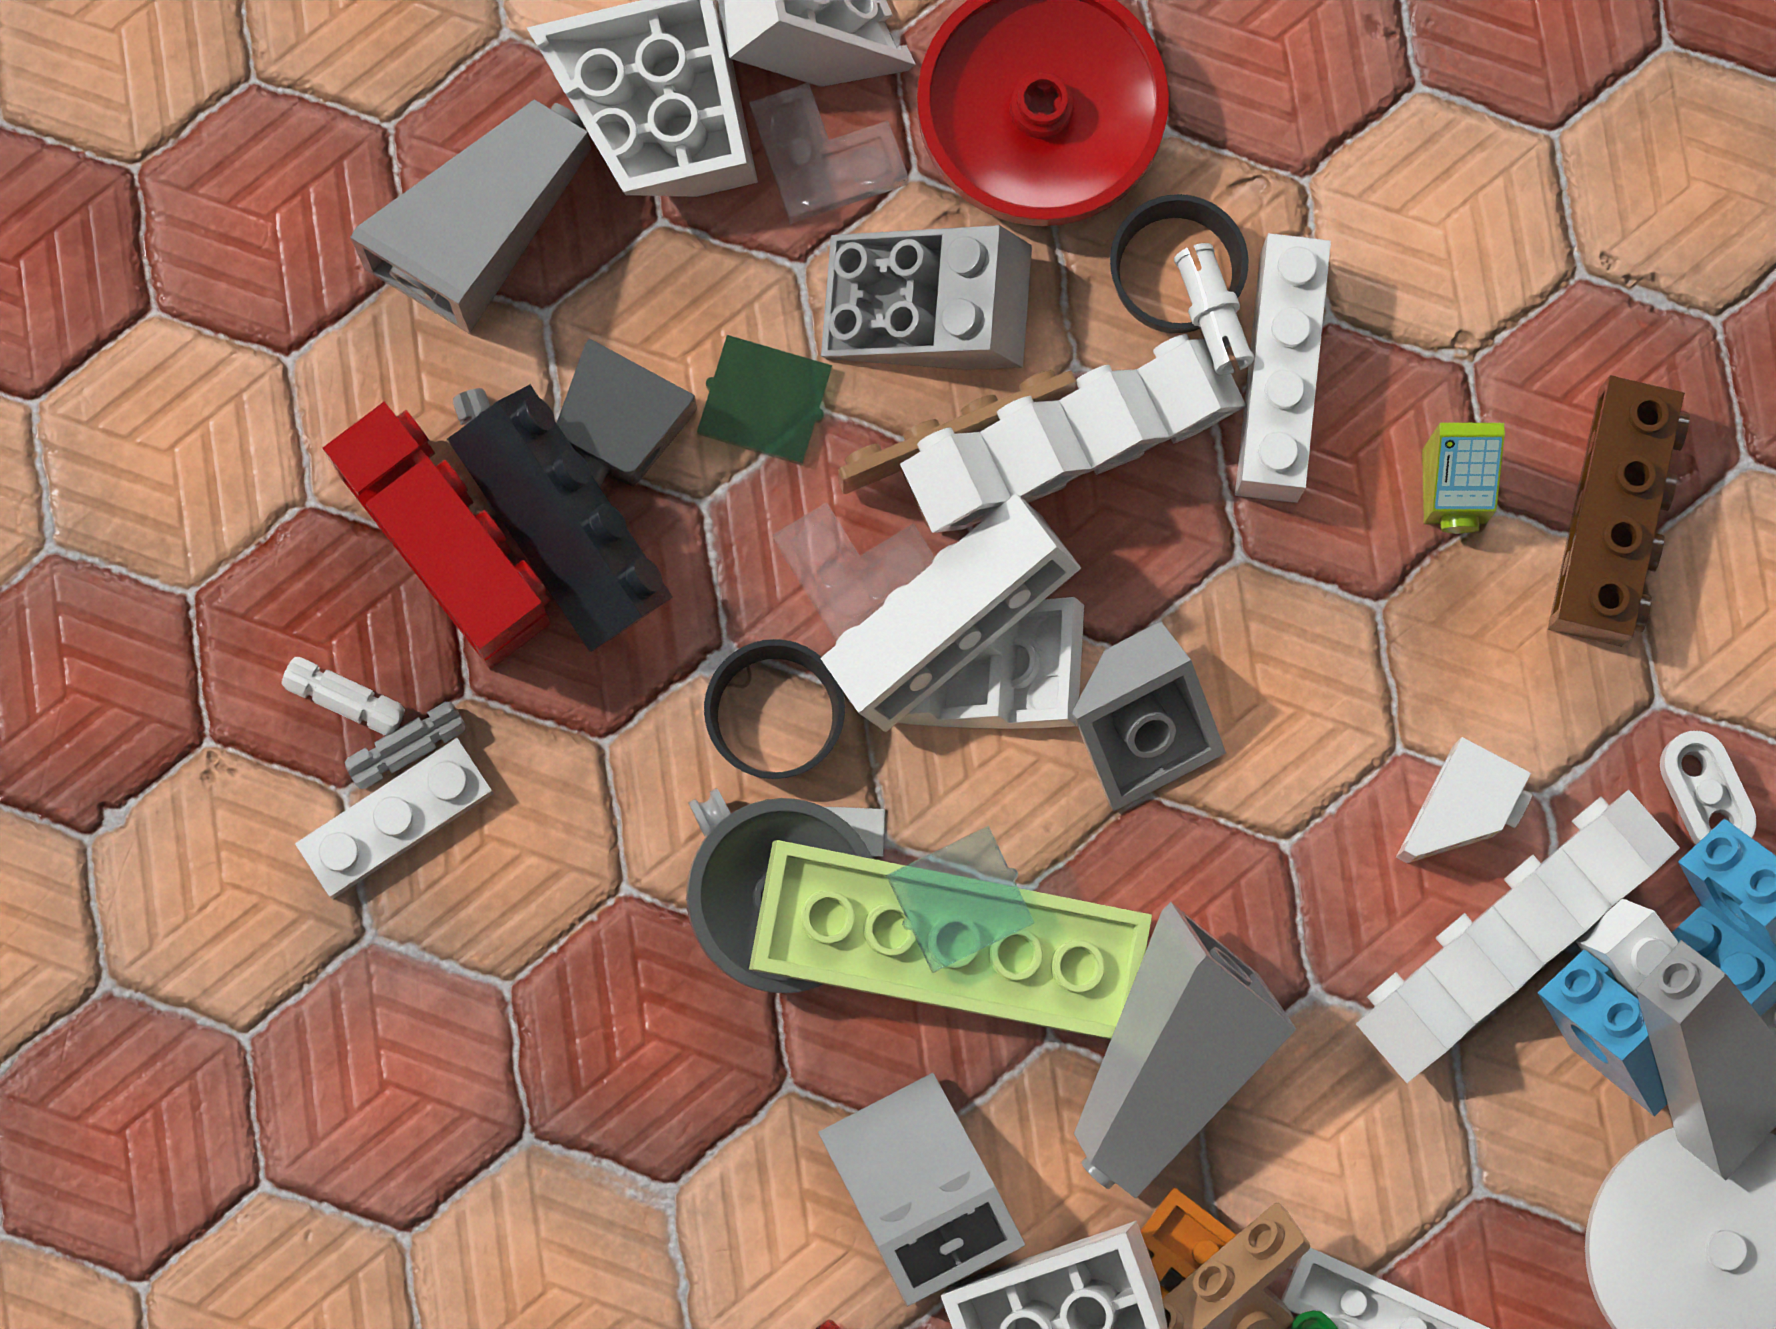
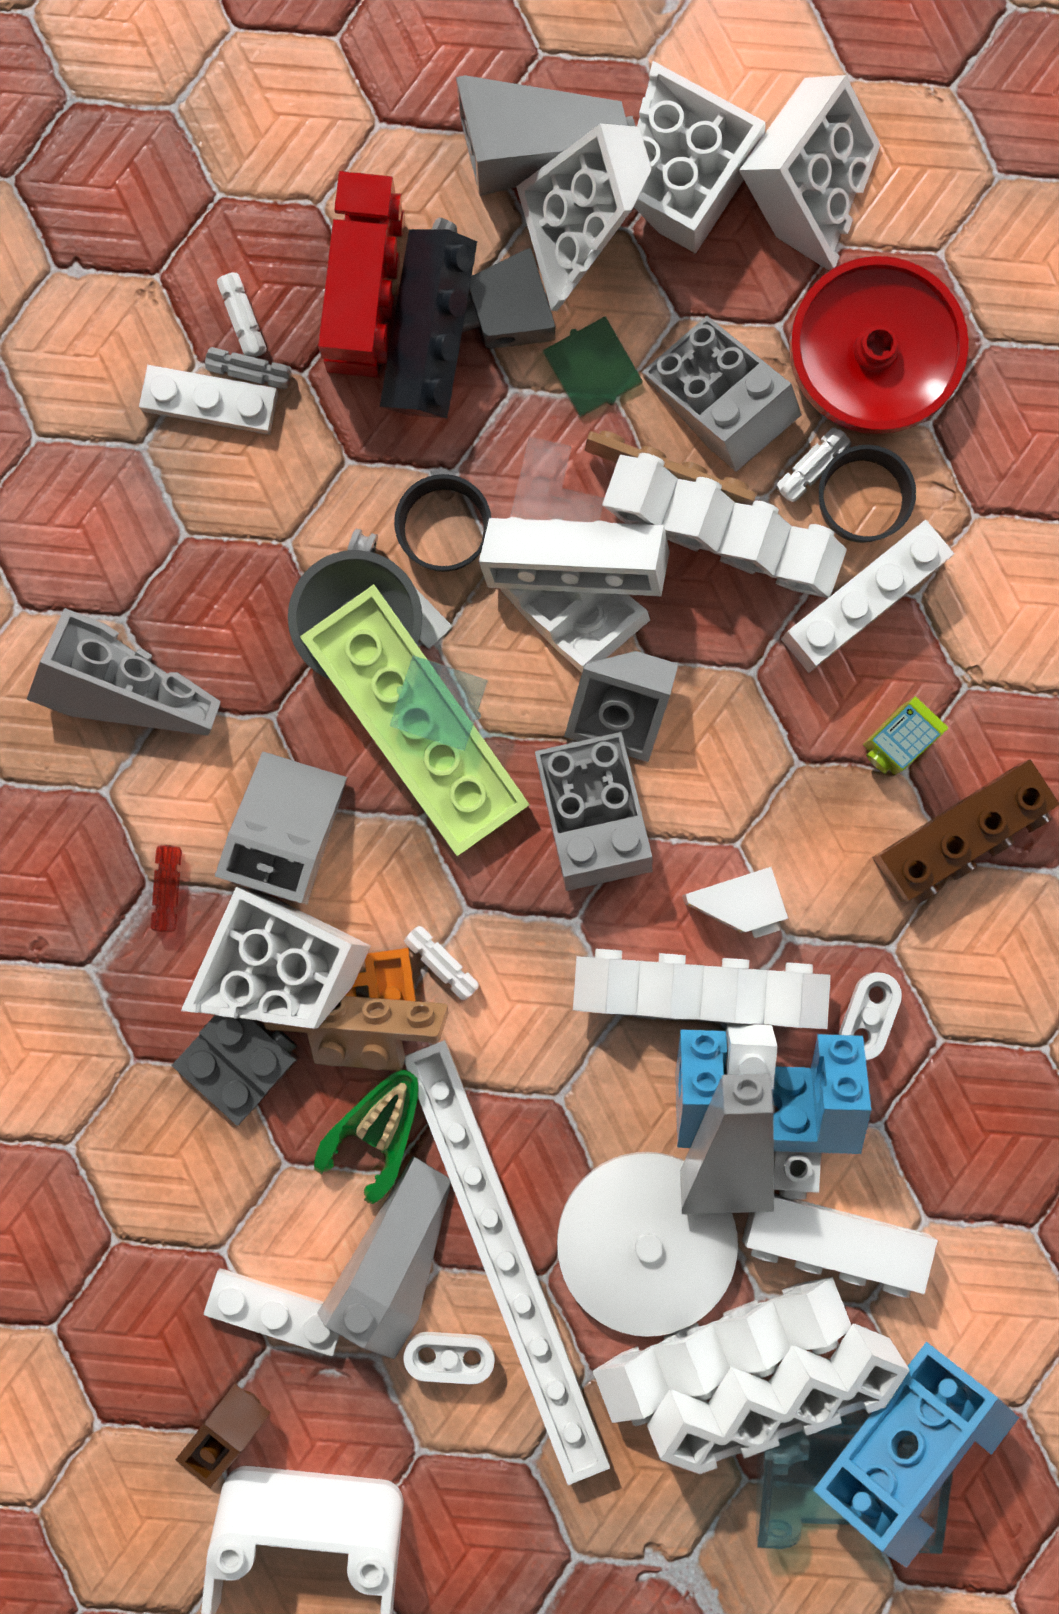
camera: 50 degrees right, 5 degrees up
(577, 1220) = (101, 679): none -> light grey wedge
(608, 246) = (581, 202): none -> white wedge
(822, 172) = (729, 273): clear plate -> none
(1093, 284) = (813, 464): none -> white axle
(1178, 1053) = (476, 884): light grey slope -> none
(1214, 309) = (860, 531): white pin -> none
(1225, 857) = (594, 811): none -> light grey slope
(1225, 1170) = (441, 963): none -> white axle

